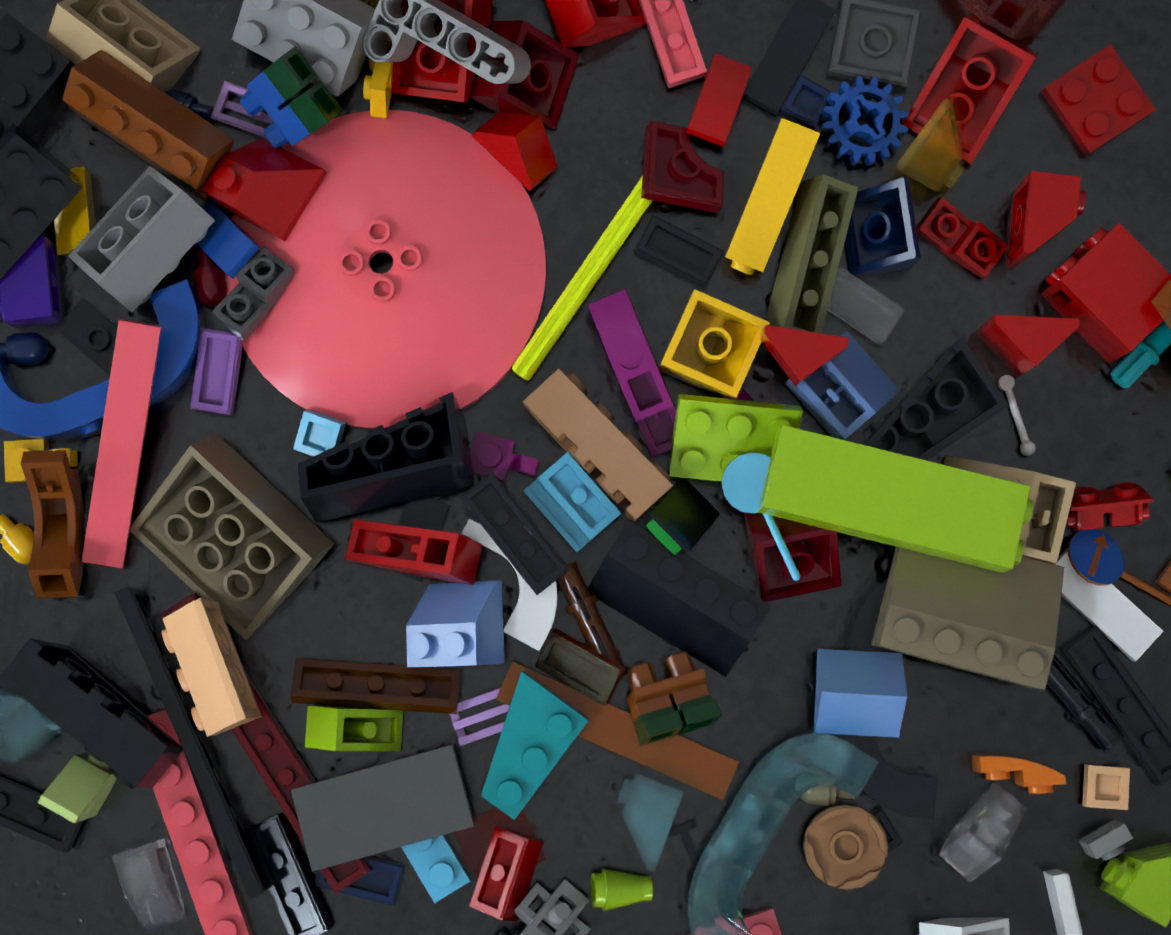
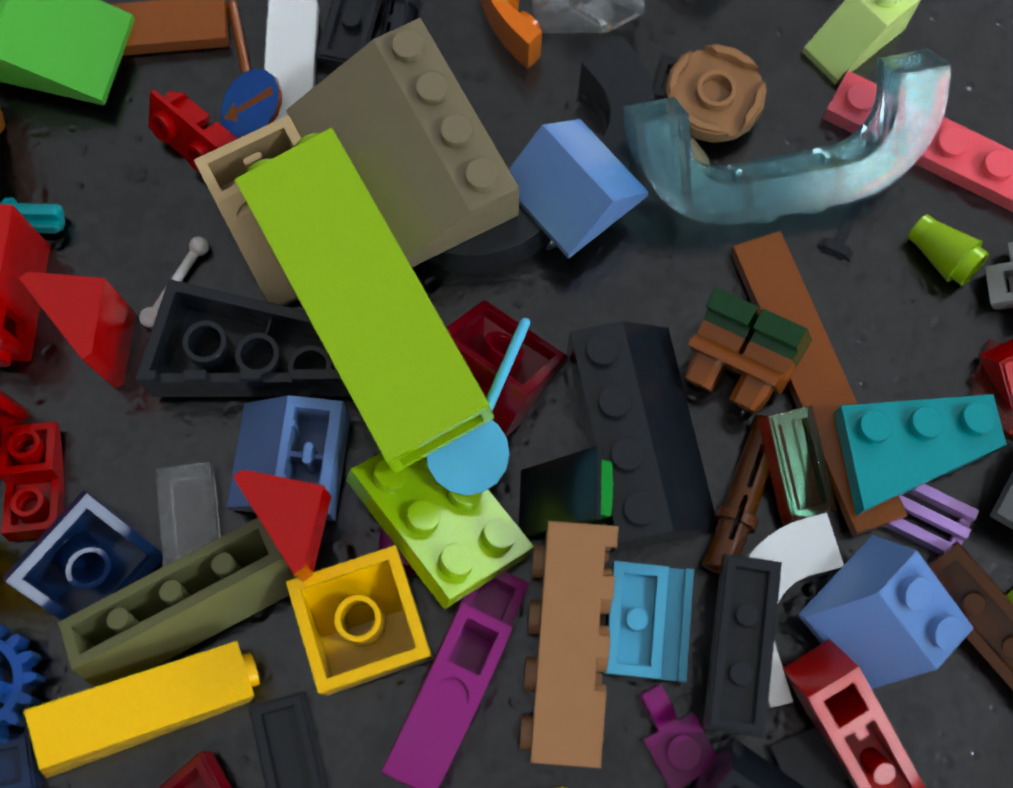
camera: 135 degrees left, 10 degrees down
(649, 814) = (858, 280): clear light blue slope -> none

